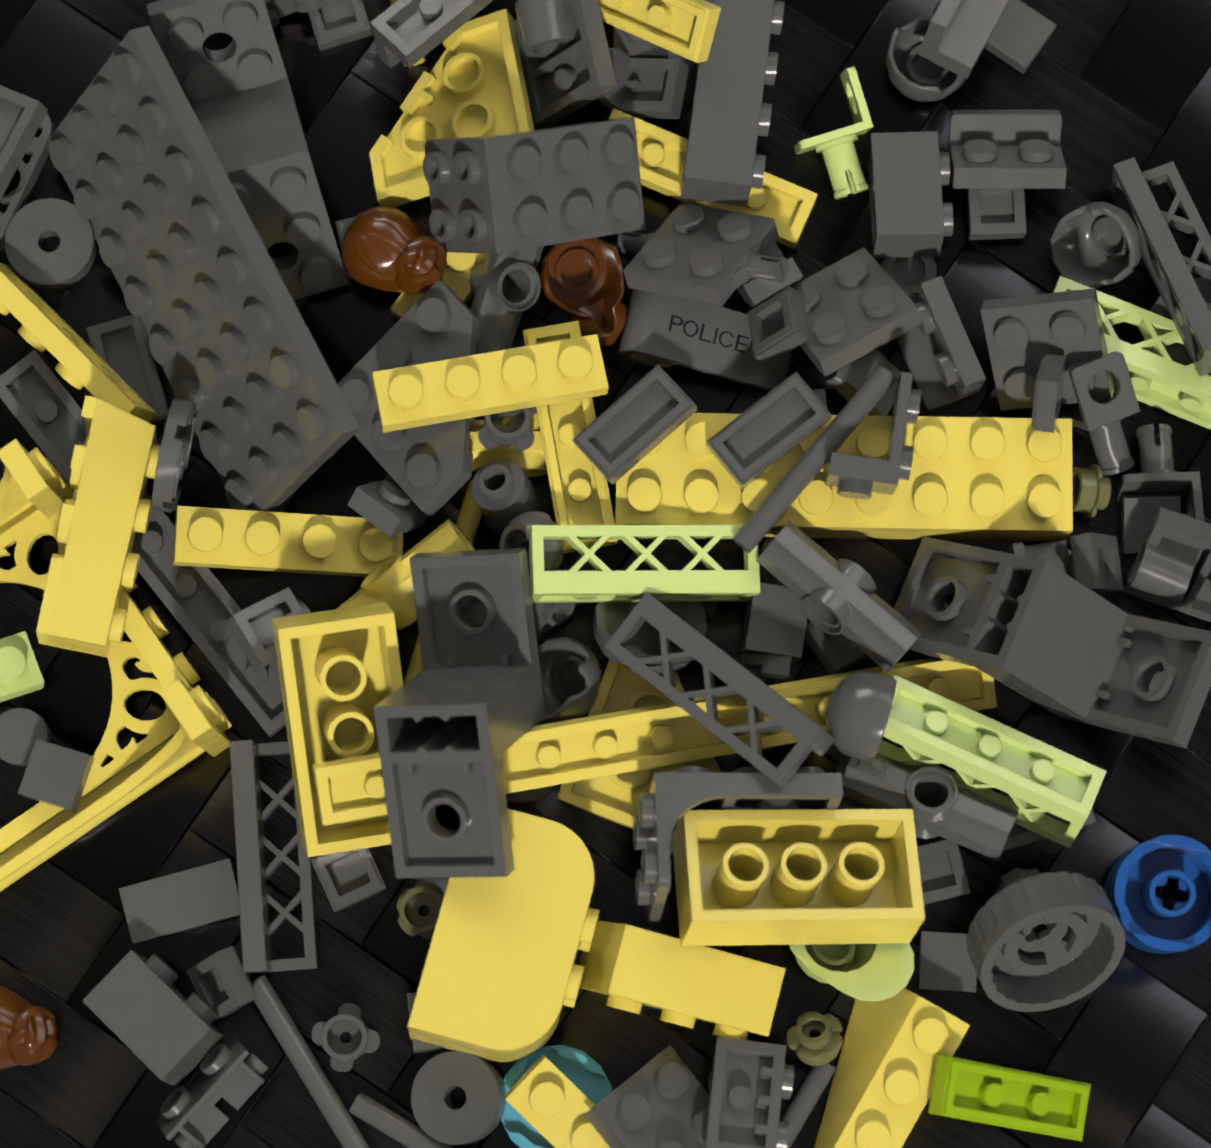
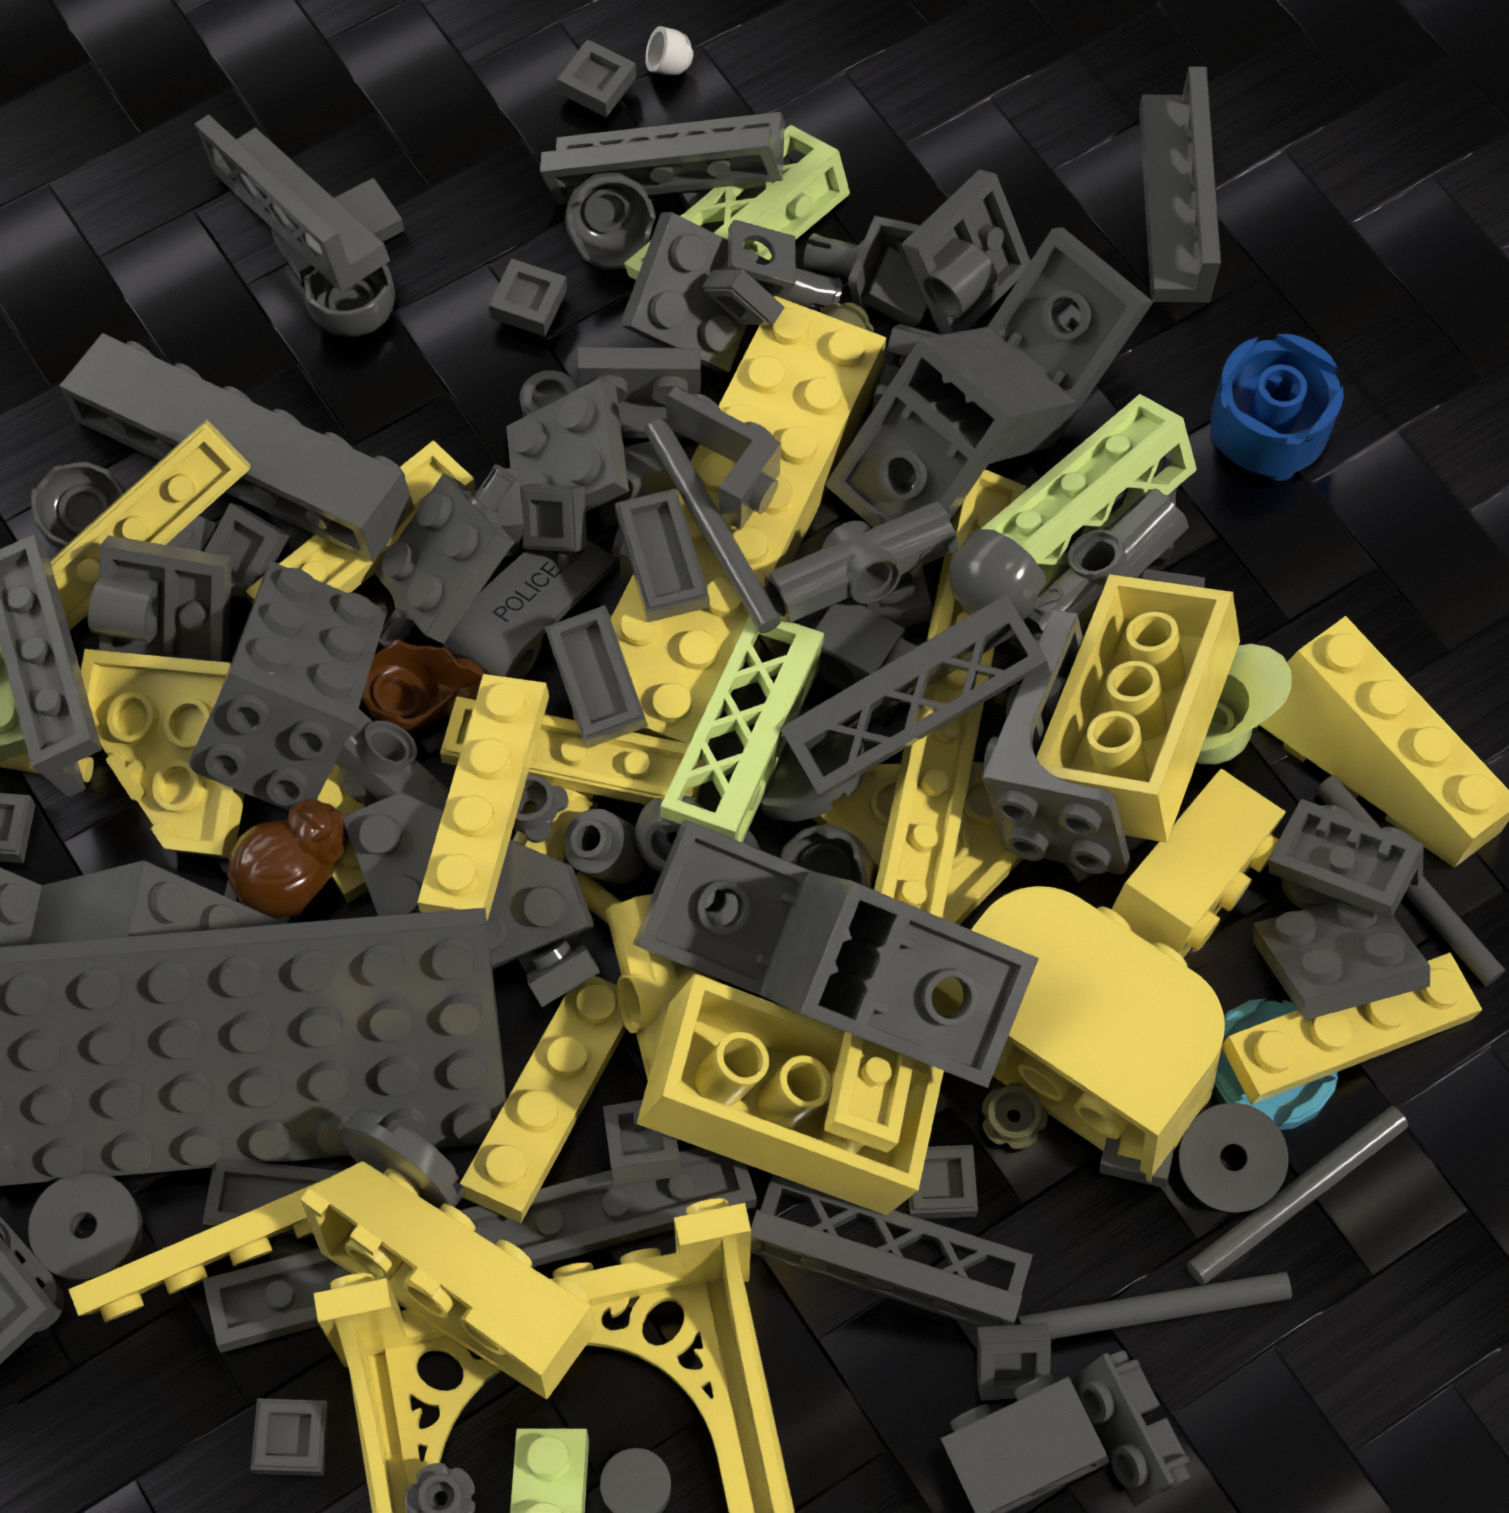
camera: 70 degrees left, 15 degrees down
(56, 775) = (703, 1449): dark grey tile -> none
(181, 901) = (899, 1375): dark grey tile -> none
(329, 1035) = (1126, 1235): dark grey plate -> none
(820, 1049) = (1309, 786): olive plate -> none
(839, 146) = (394, 405): yellowish green bracket -> none
(907, 194) = (475, 362): dark grey brick -> none
(945, 963) = (1268, 623): dark grey tile -> none
(1006, 149) = (474, 262): dark grey bracket -> none
(1009, 1098) = (1428, 616): lime tile -> none
(1034, 915) = (1280, 518): dark grey piece -> none

